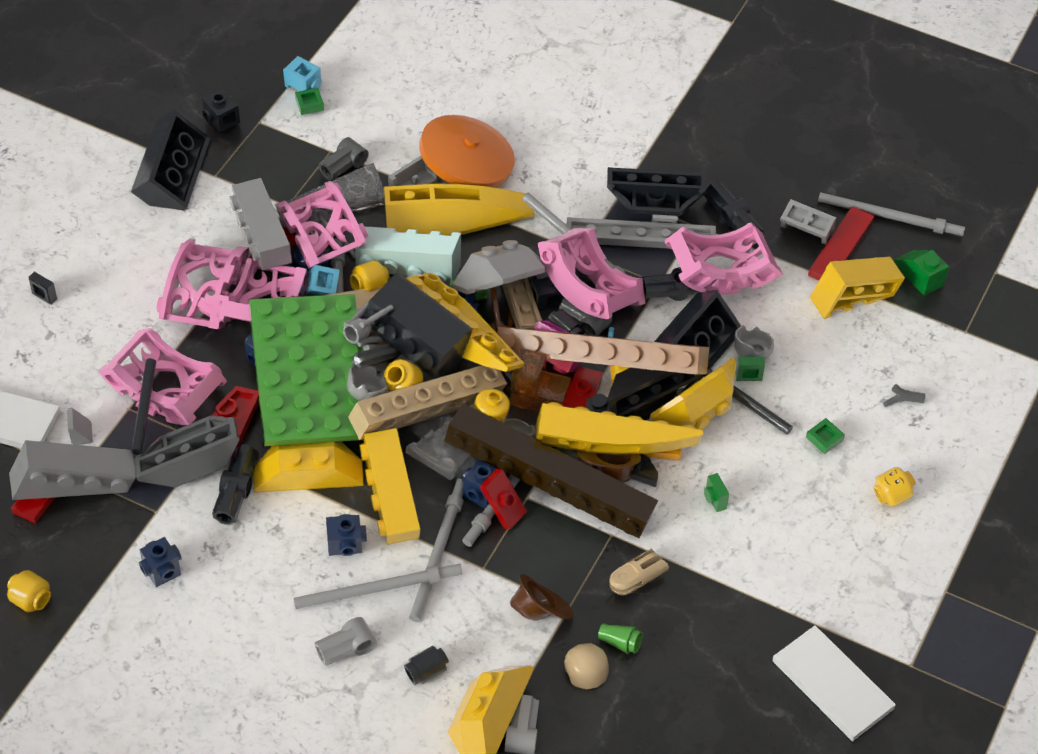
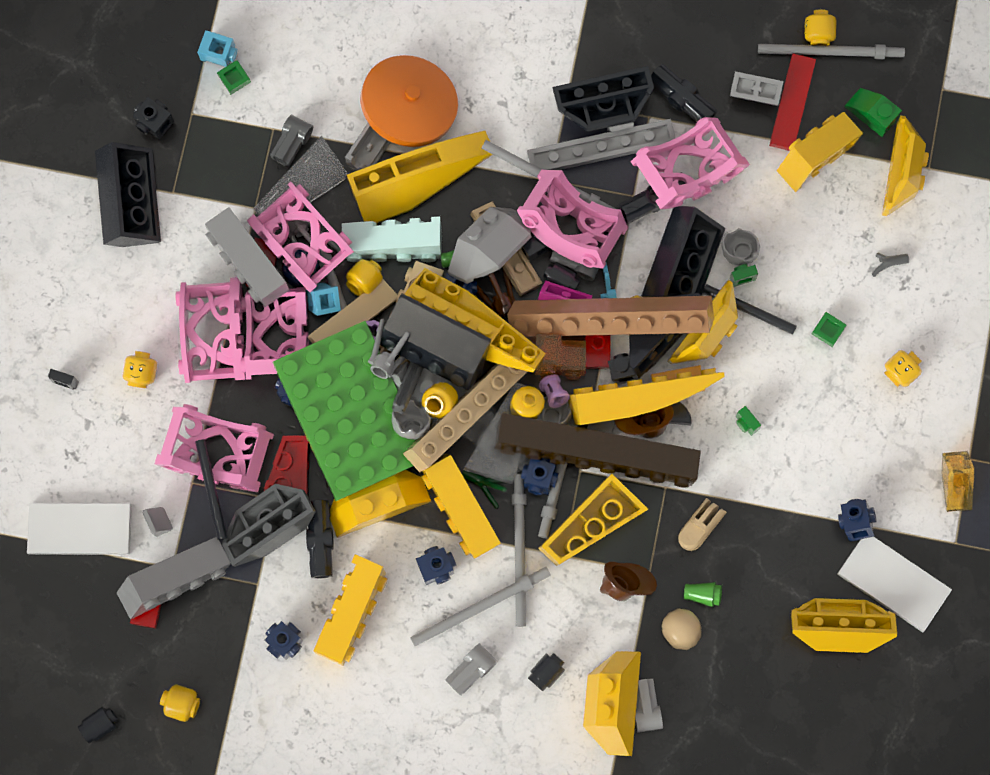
camera: 10 degrees left, 25 degrees up
(119, 298) = (139, 369): none -> yellow head
(241, 550) = (351, 610): none -> yellow wedge
(422, 478) = (483, 482): none -> dark green plant
(503, 499) = (563, 489): red plate -> none
(520, 412) = (554, 391): none -> lavender bush
(523, 536) = (596, 517): none -> yellow wedge
(762, 705) = (843, 625): none -> yellow wedge
(808, 608) = (857, 519): none -> dark blue brick
(885, 191) = (820, 28): none -> yellow head
(927, 603) = (957, 480): none -> clear yellow slope
(940, 321) = (905, 167): none -> yellow wedge

